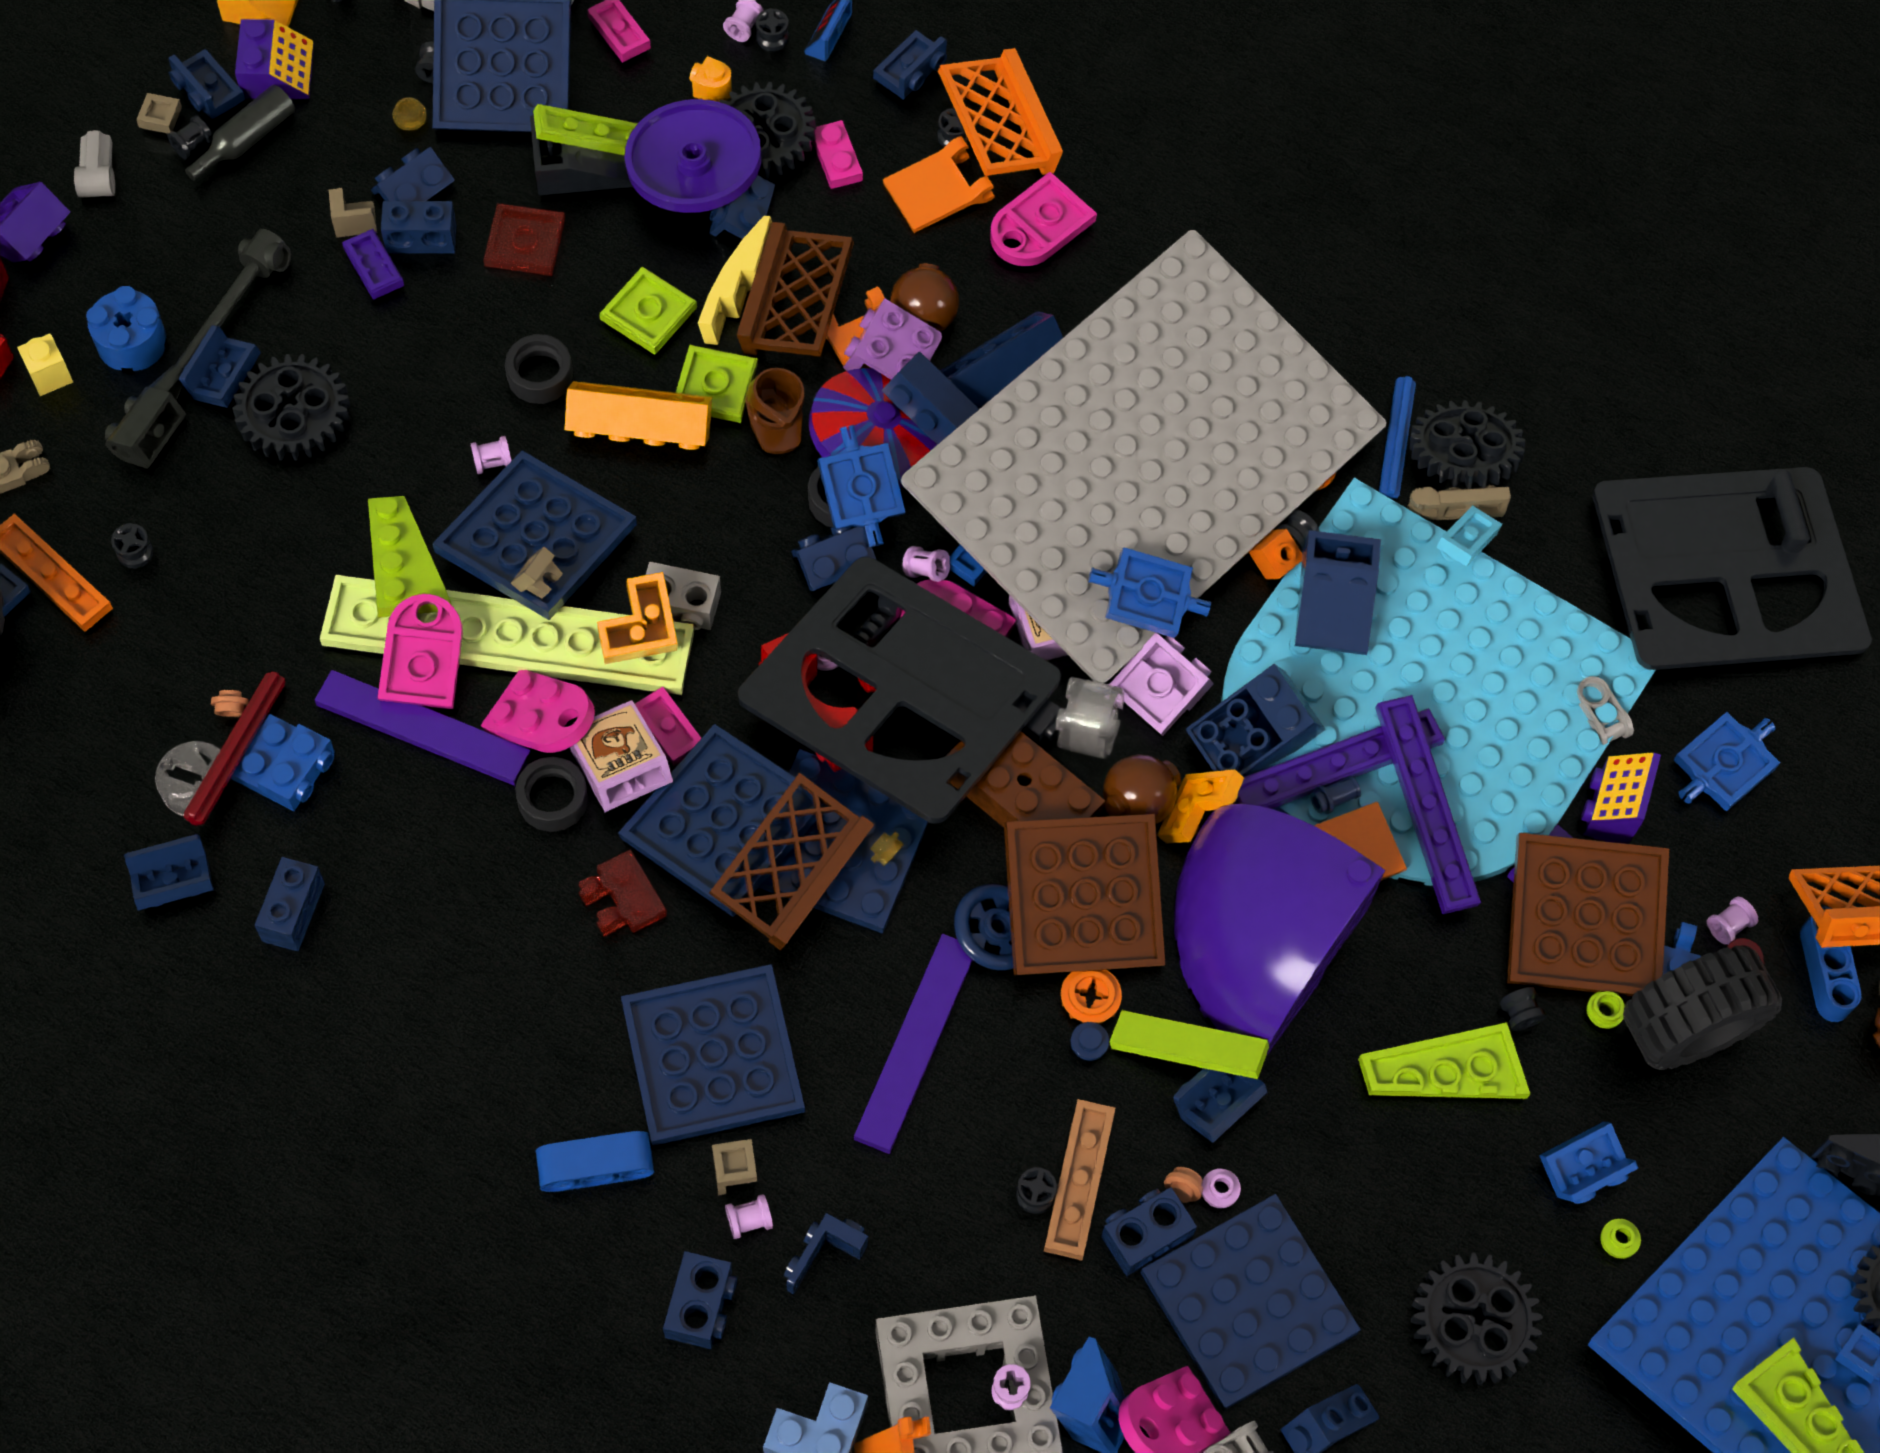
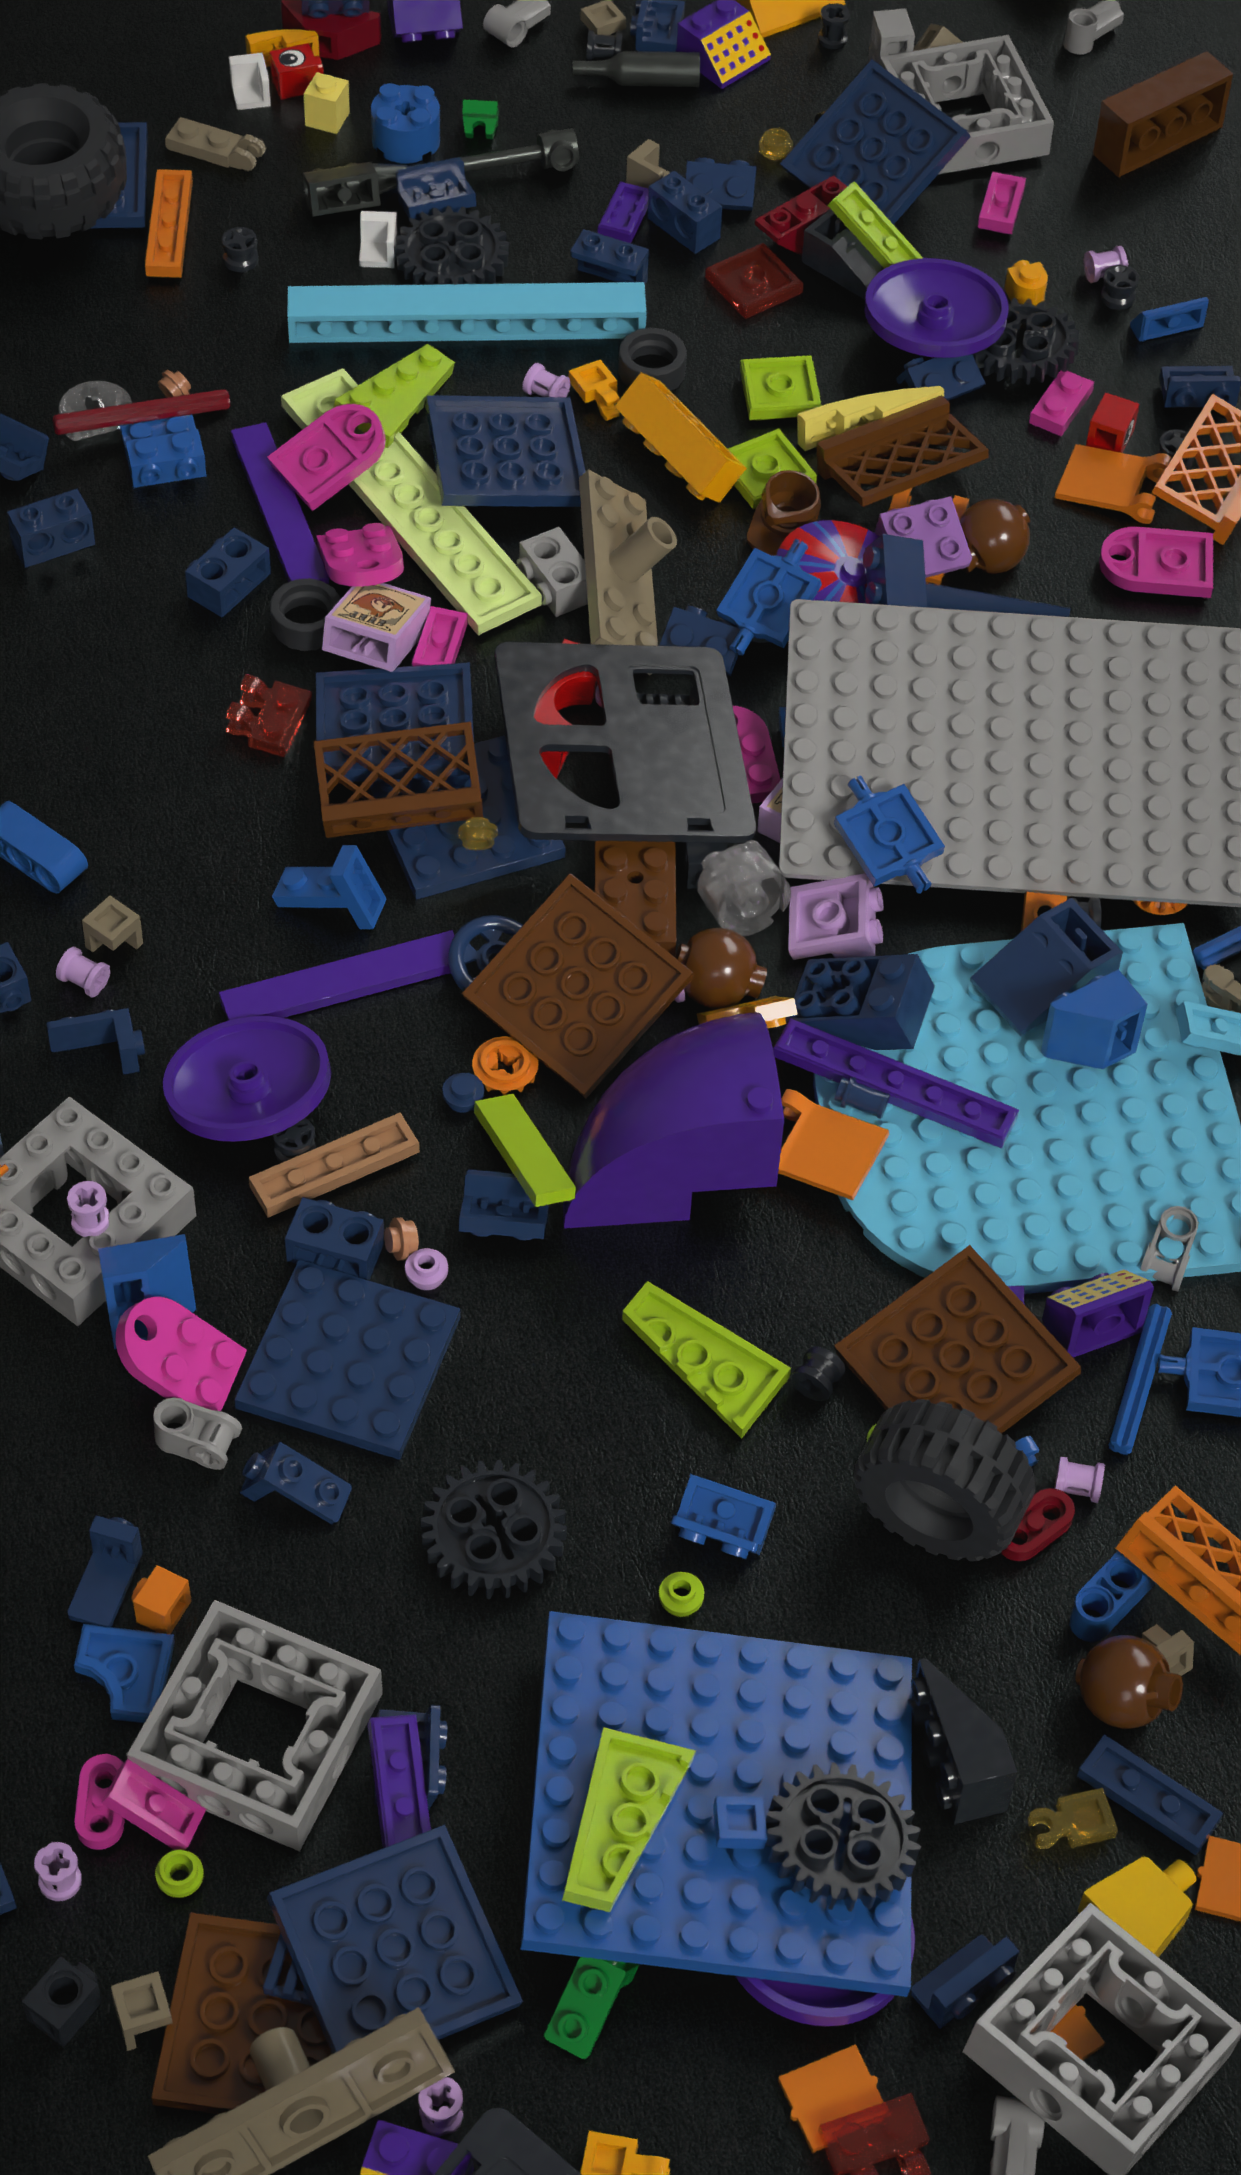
camera: 50 degrees right, 10 degrees down
(174, 271) = (480, 113): none -> green tile
(225, 445) = (378, 239): none -> white panel
(361, 449) = (465, 312): none -> medium azure brick
(416, 311) = (610, 258): none -> dark blue bracket
(464, 814) = (227, 572): none -> dark blue brick
(511, 154) = (790, 219): none -> dark red slope
(523, 421) = (596, 383): none -> light orange plate
(533, 571) = (464, 456): dark tan tile -> none
(649, 627) = (494, 555): light orange brick -> none
(712, 1054) = (194, 858): dark blue plate -> none
(725, 550) = (619, 562): none -> dark tan plate
(832, 986) = (342, 886): none -> blue bracket
(894, 143) = (1112, 423): none -> red brick
(926, 563) = (761, 696): lavender bush -> none
(961, 1180) = (247, 1078): none -> dark purple dish
(1414, 602) = (1095, 1023): none -> blue slope
(1427, 804) = (925, 1168): dark purple tile -> none
(1690, 827) = (1140, 1379): none -> blue axle

